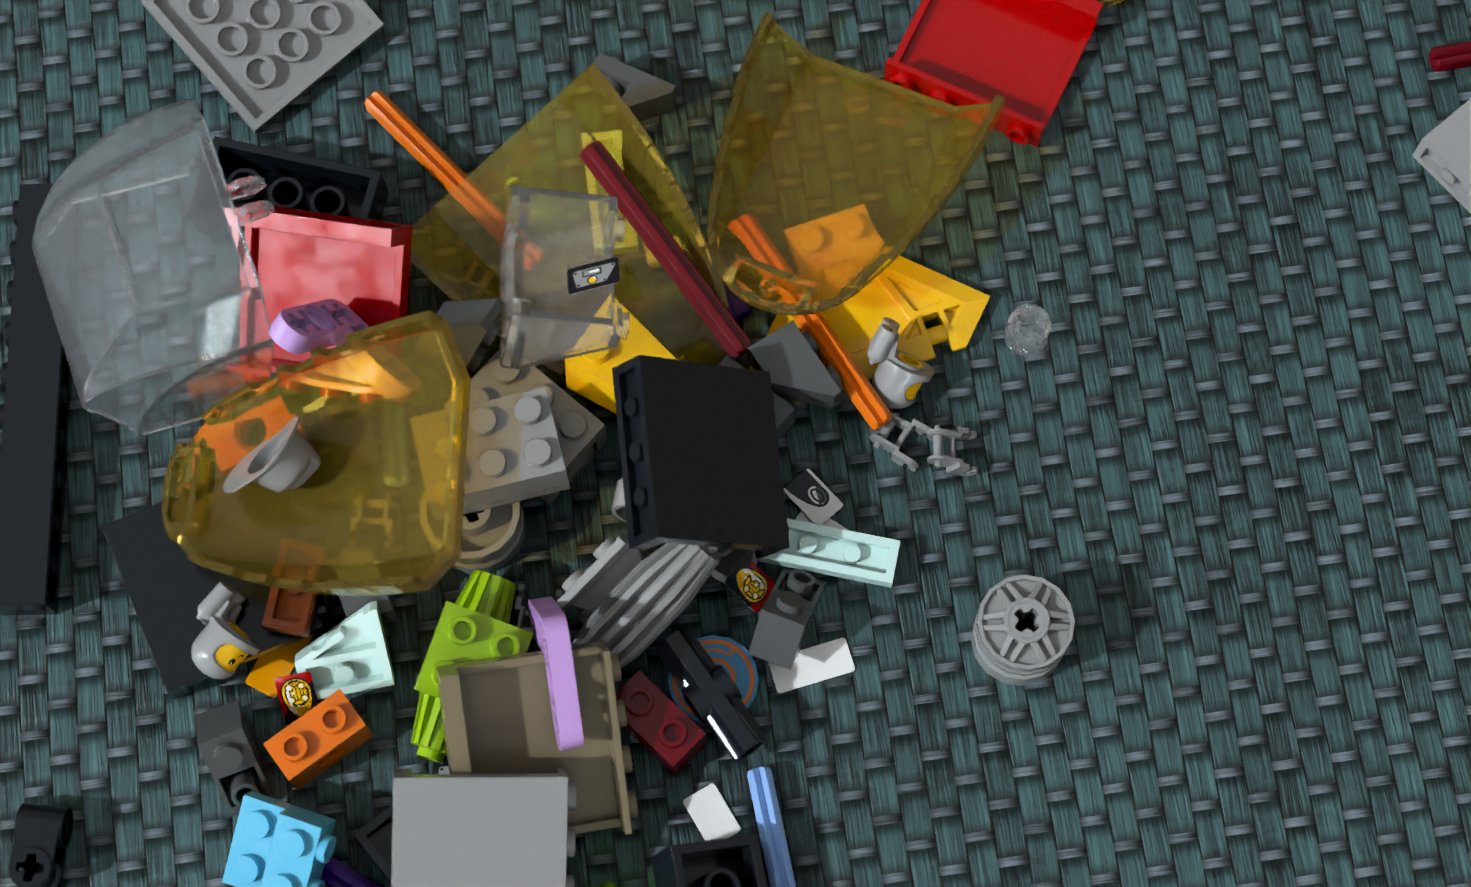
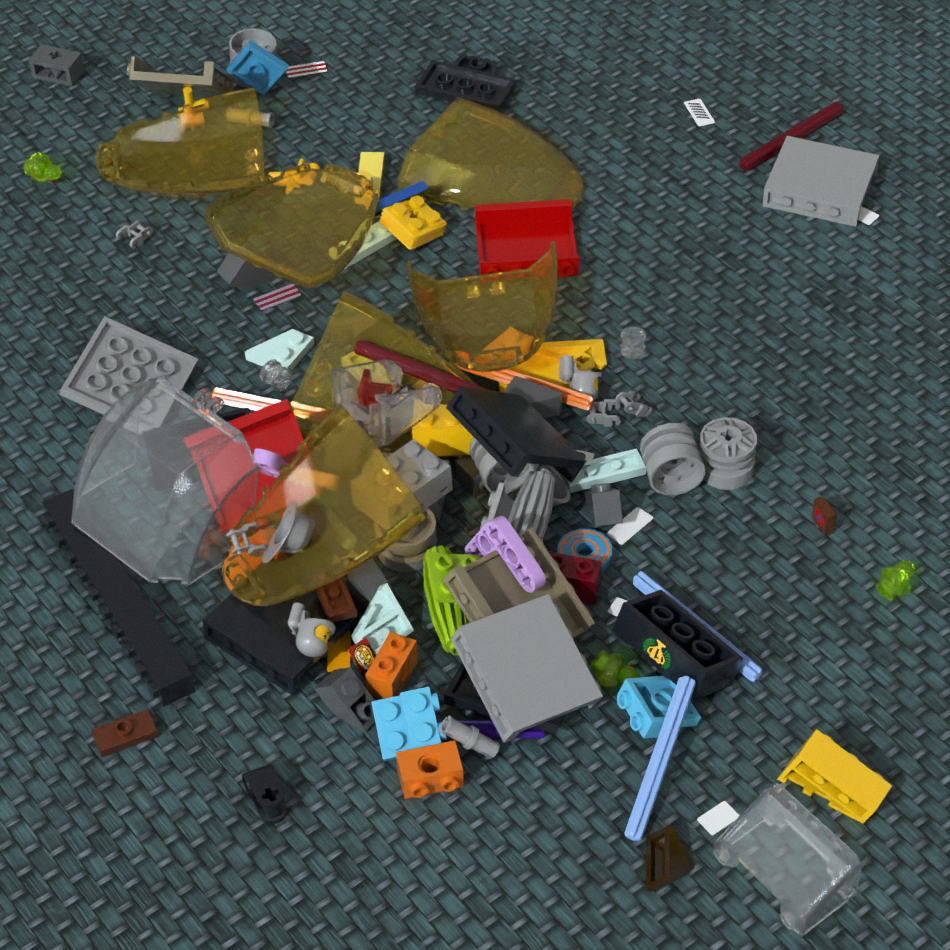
camera: 30 degrees left, 25 degrees down
(198, 444) = (250, 548): none -> light grey piece
(473, 114) = (276, 375): none -> clear wheel
(514, 67) = (286, 348): none -> light aqua wing
(555, 255) = (368, 389): none -> clear red panel
(711, 694) = (590, 546): black piece -> none
(750, 583) = (573, 501): sticker -> none
(930, 600) = (672, 459): none -> light grey wheel
(1096, 820) = (824, 515): none -> reddish brown tile

